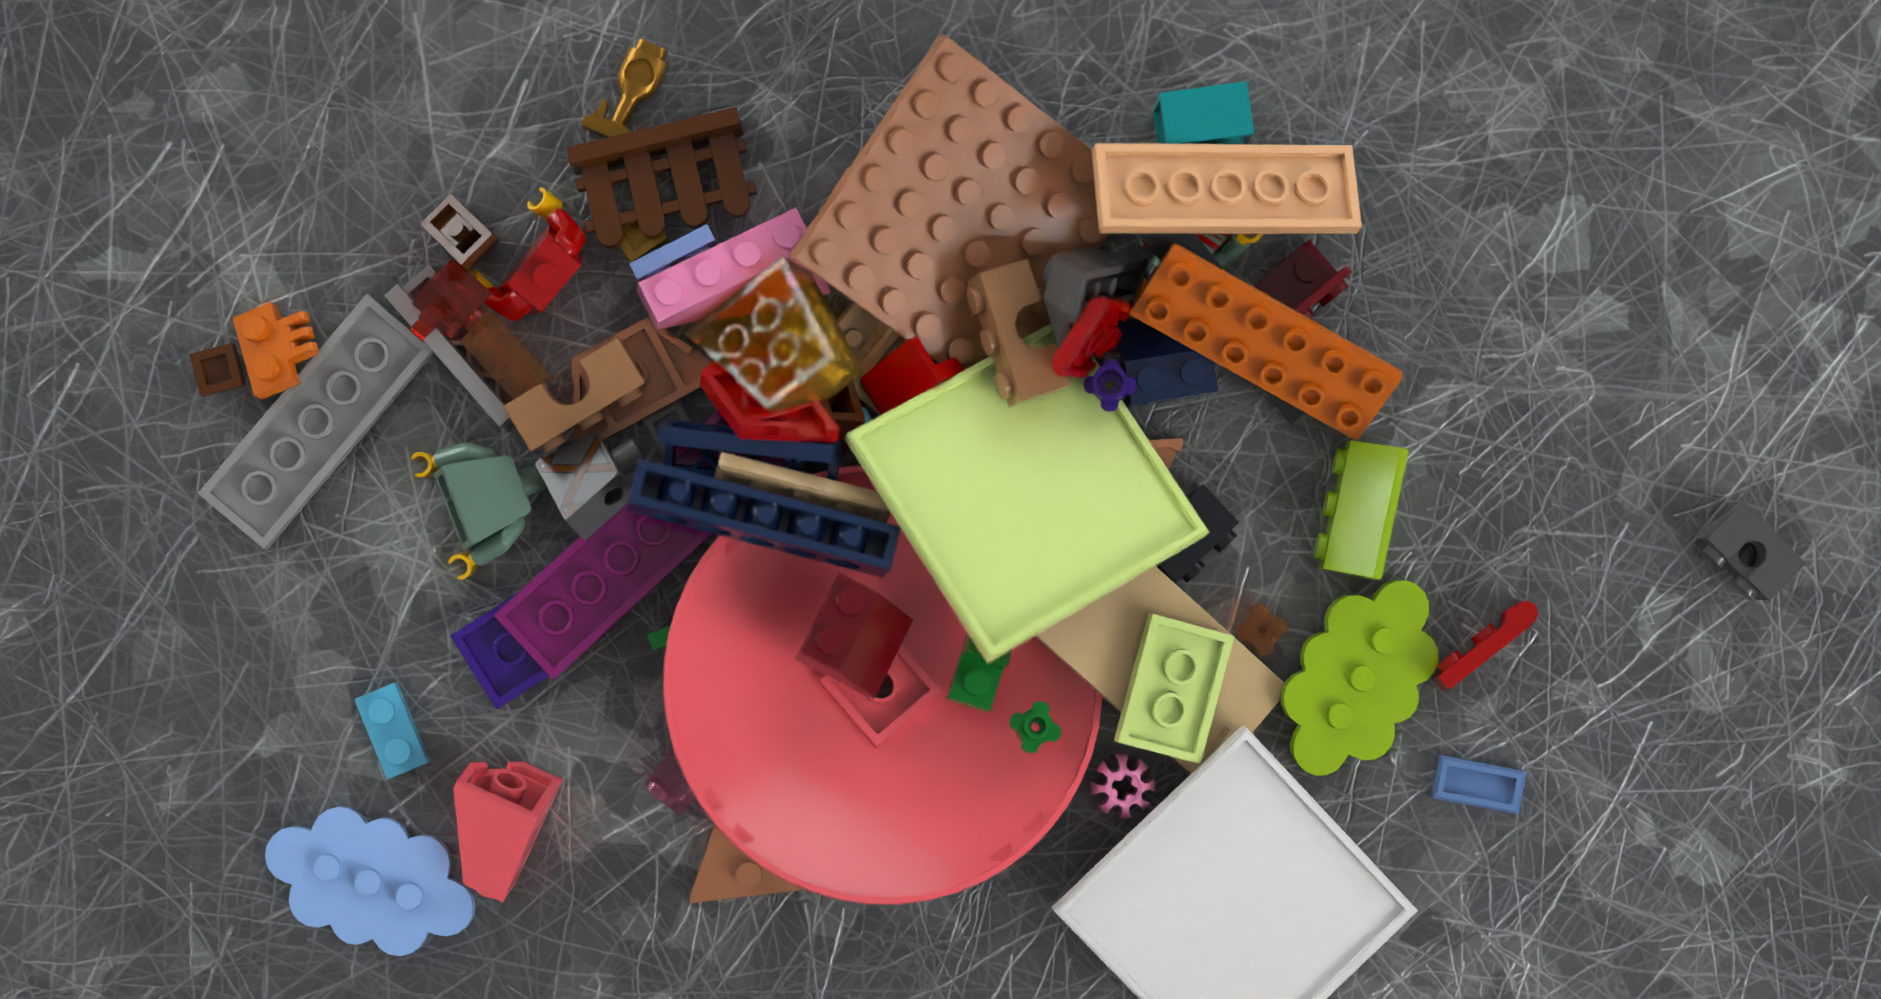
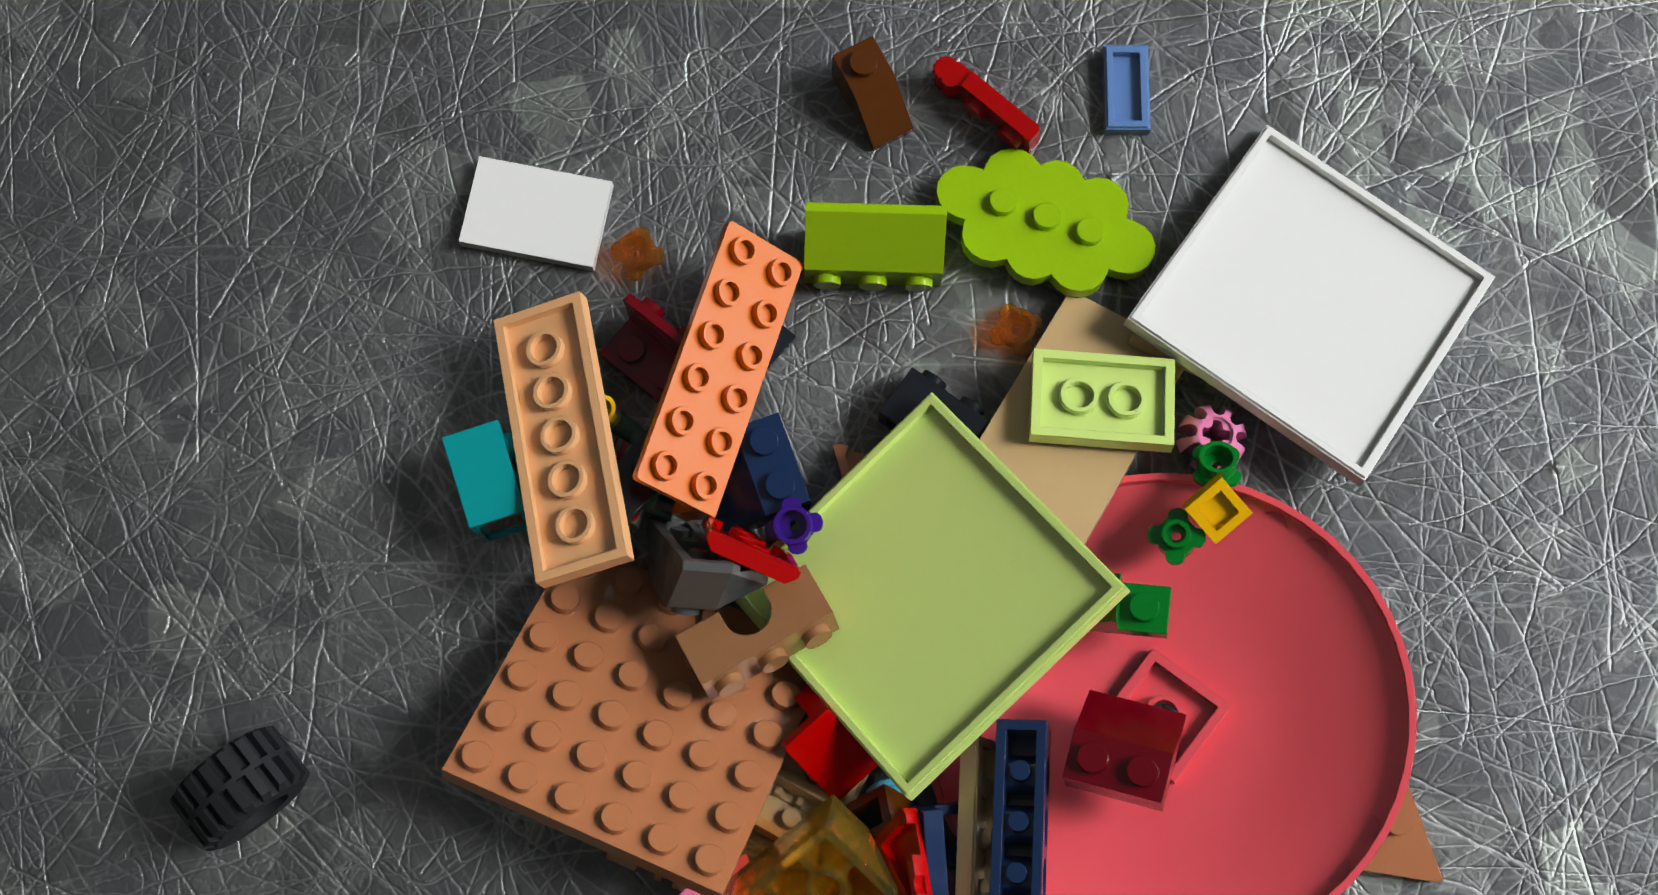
camera: 105 degrees left, 10 degrees down
(1052, 767) = (1217, 509): none -> yellow plate
(1105, 781) = (1219, 454): none -> green plate
(1411, 293) = (637, 240): none -> clear orange plate
(1456, 203) = (536, 213): none -> white tile
(1515, 539) = (871, 92): none -> reddish brown slope

